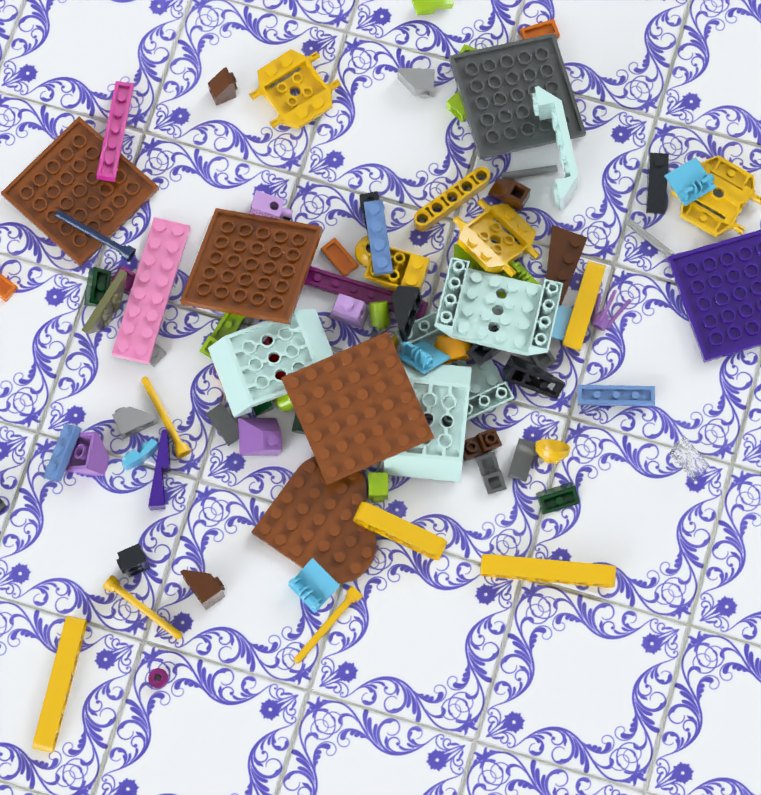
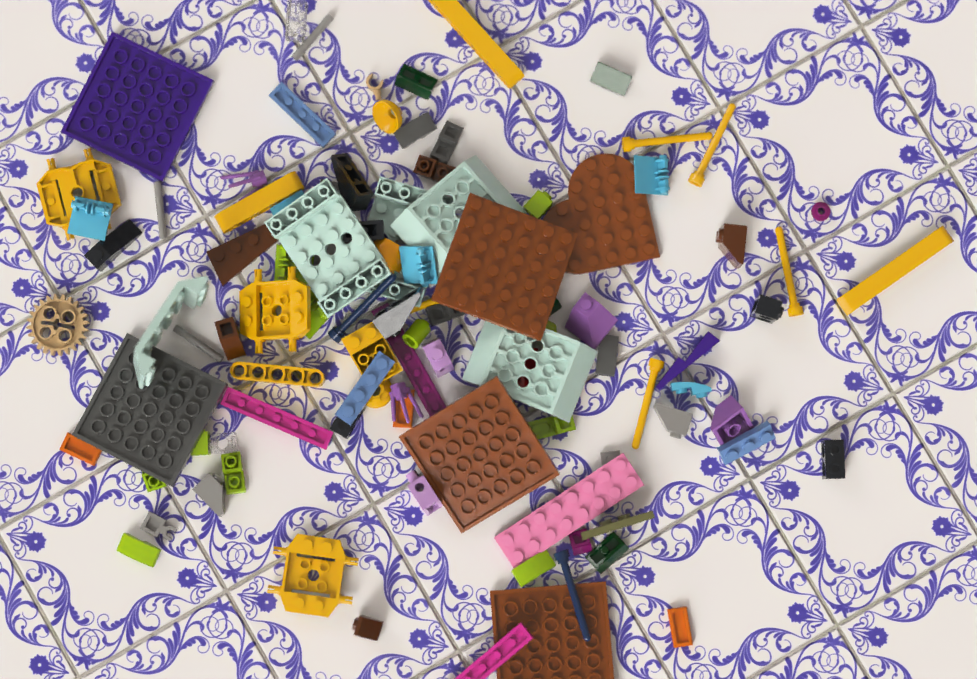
camera: 140 degrees left, 10 degrees up
(141, 229) = (533, 568): none -> lime slope
(277, 618) = (697, 177): none -> yellow piece
(352, 260) = (400, 392): none -> medium lavender plant
(400, 531) = (553, 156): yellow beam -> none
(413, 633) = (611, 78): none -> slope
(417, 109) = (233, 473): none -> lime slope
(423, 170) = (277, 418): none -> dark pink plate
(437, 28) = (155, 525): none -> light grey plate
(437, 264) = (338, 332): none -> dark blue piece
(442, 128) = (231, 447): none -> clear brick
(579, 463) = (376, 90): none -> tan piece
(629, 84) = (54, 341): none -> tan gear
(665, 460) = (312, 37): none -> light grey bar

